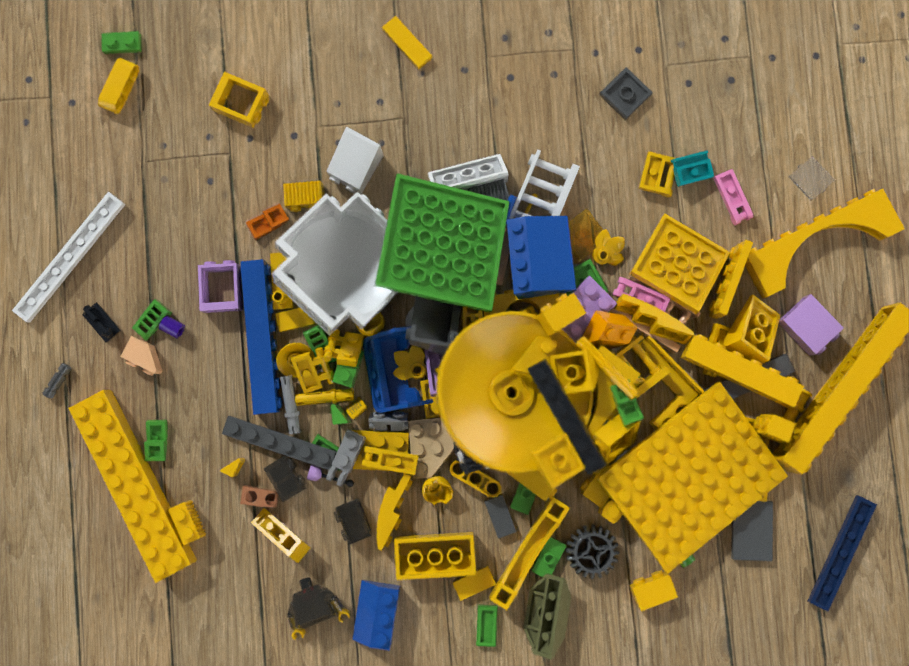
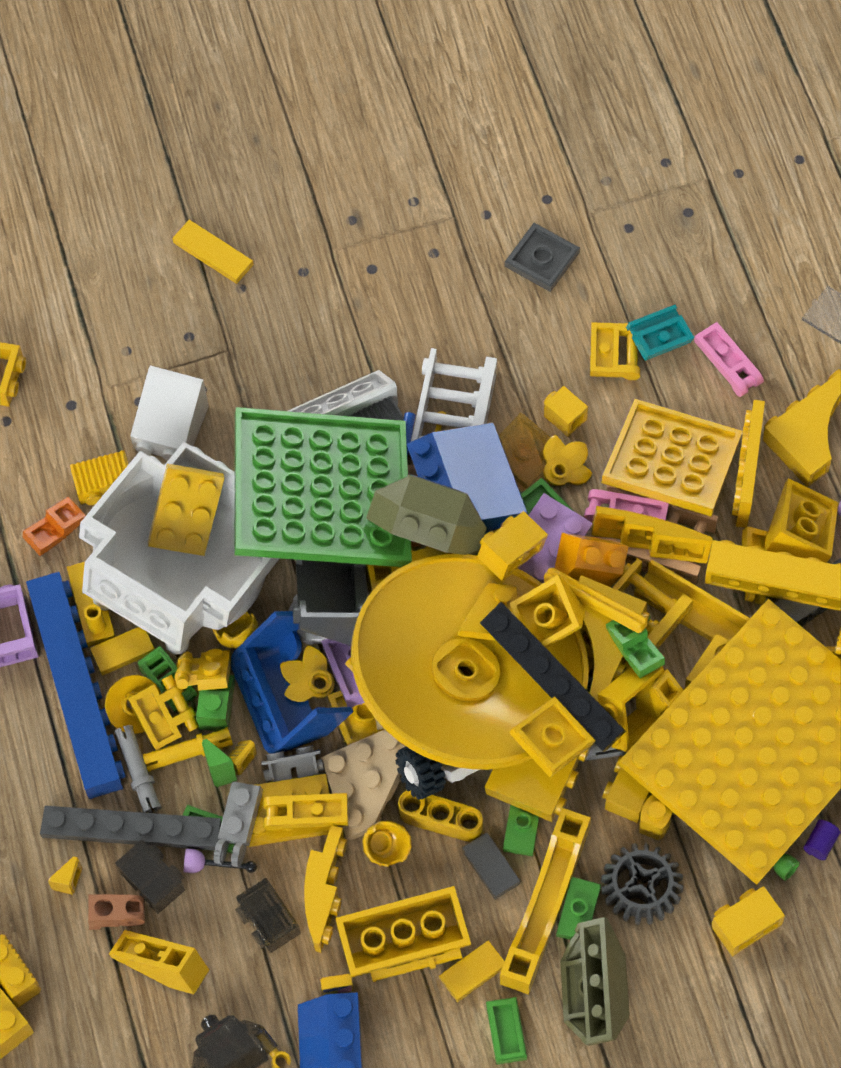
camera: 15 degrees left, 20 degrees down
(351, 237) = (185, 509): none -> yellow plate
(386, 575) = (336, 984): none -> yellow tile
(508, 284) = (428, 515): none -> olive wedge
(616, 211) = (565, 410): none -> yellow brick
(638, 435) = (664, 691): none -> yellow slope
(713, 547) = (821, 839): none -> dark purple piece

